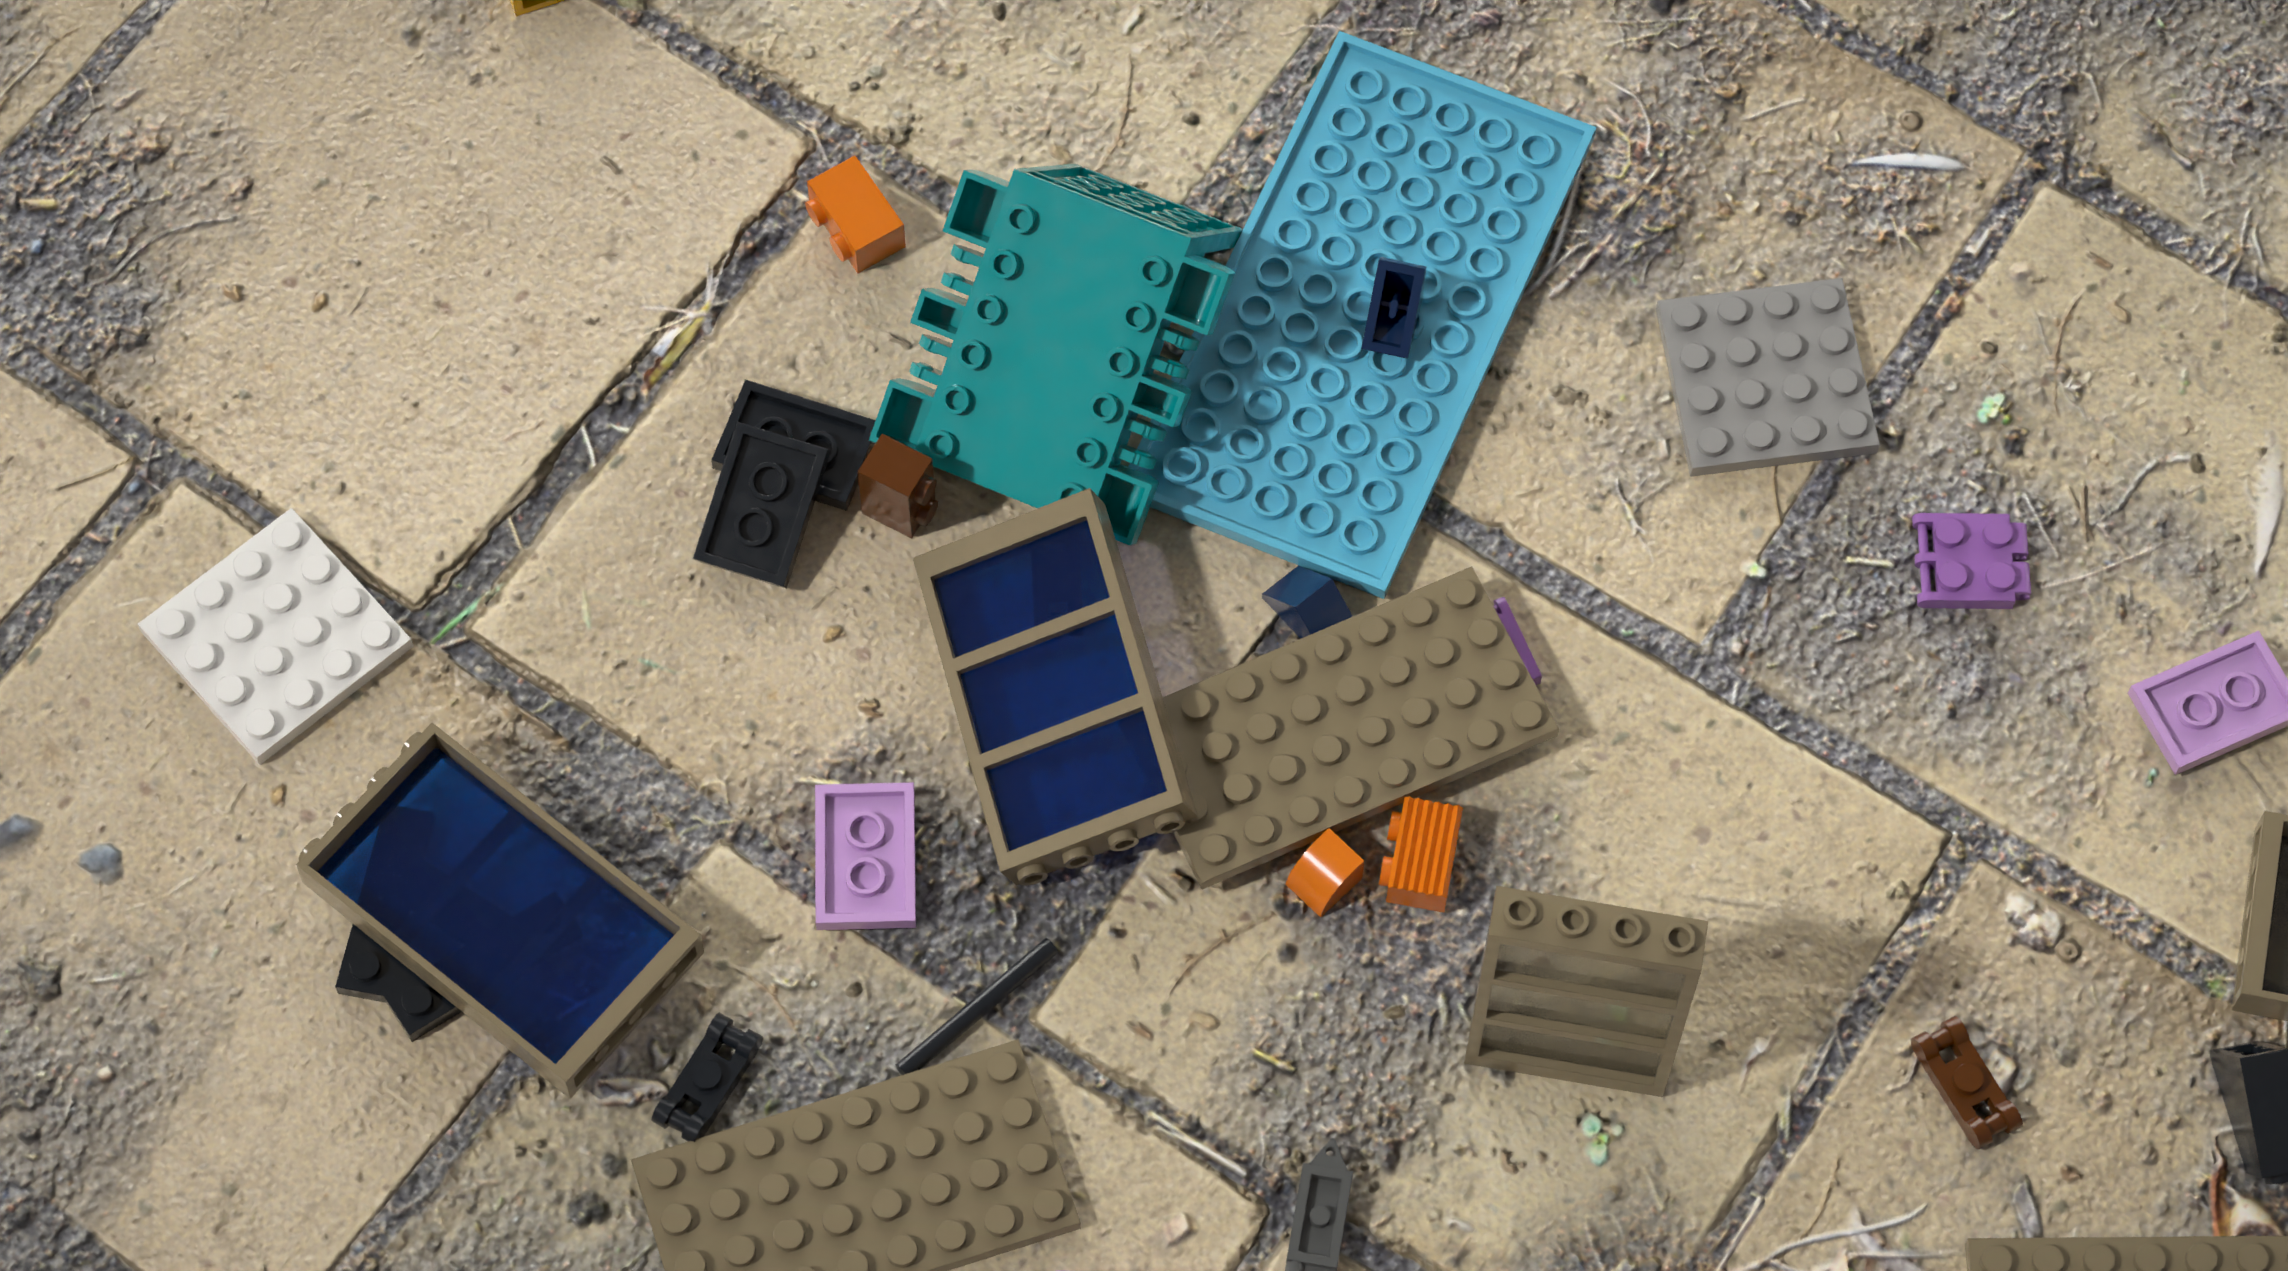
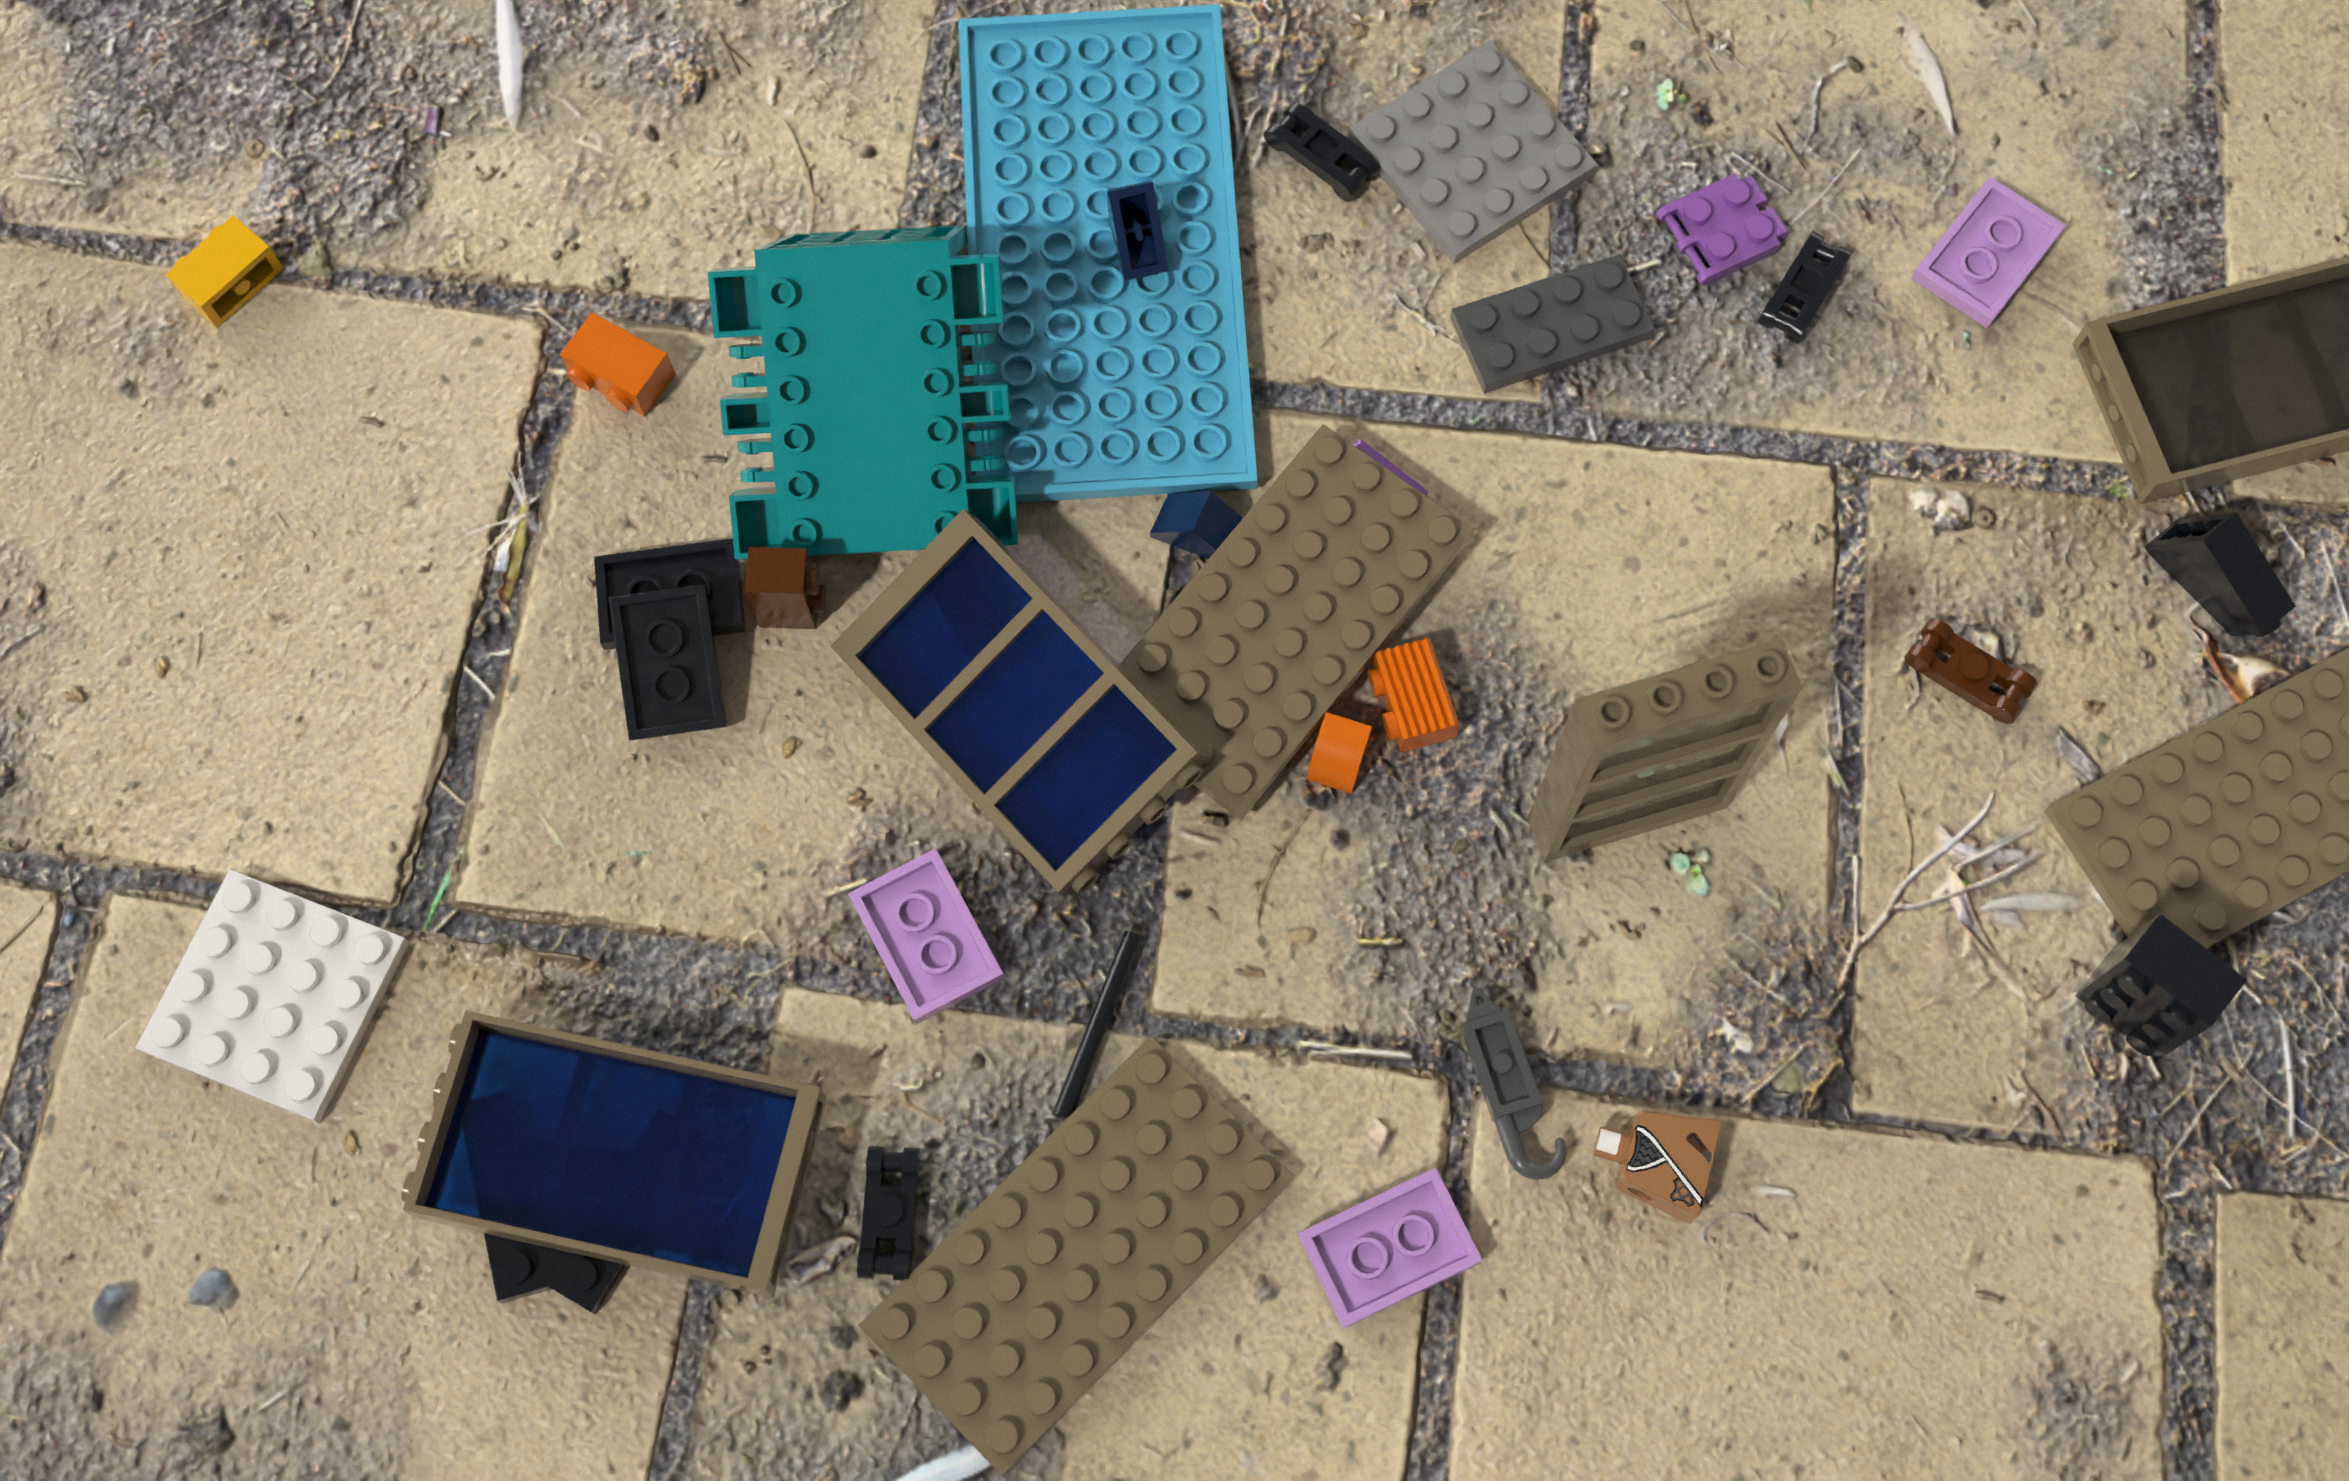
camera: 25 degrees left, 5 degrees up
(1620, 311) = (1322, 150): none -> black plate
(1751, 575) = (1552, 323): none -> dark grey plate
(2016, 652) = (1805, 286): none -> black plate

